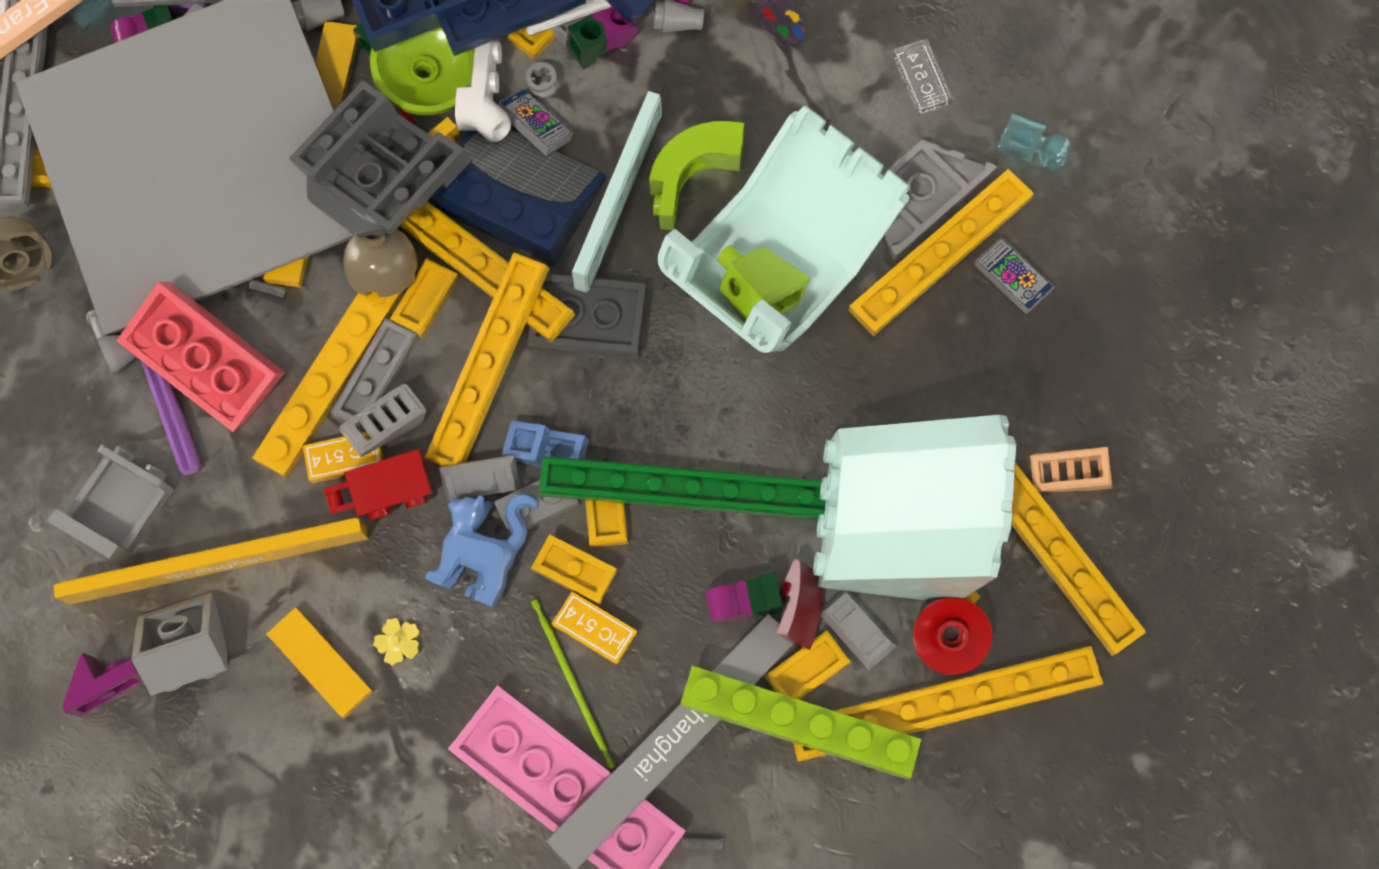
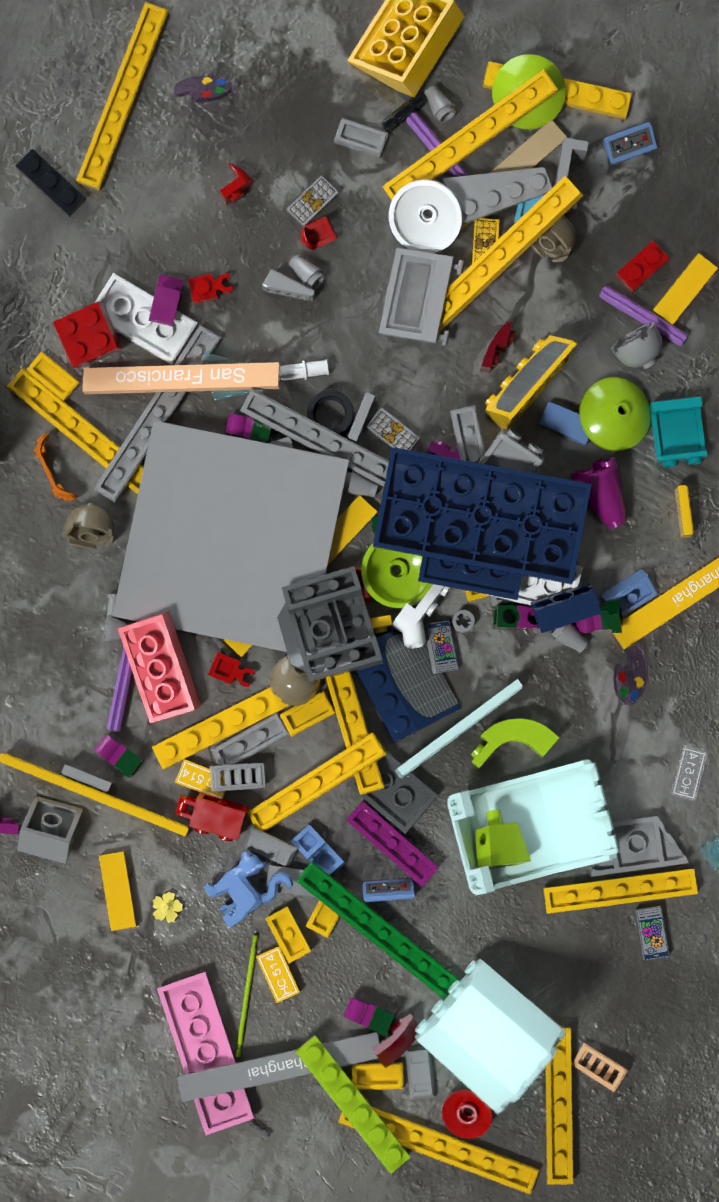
camera: 30 degrees right, 10 degrees up
(115, 505) = (59, 722): light grey panel -> none
(189, 544) = (87, 778): none -> light grey tile
(217, 495) = (118, 756): none -> leg
(288, 307) = (226, 669): none -> red plate
(629, 376) = (392, 844): none -> magenta gear
(665, 435) = (388, 890): none -> slope

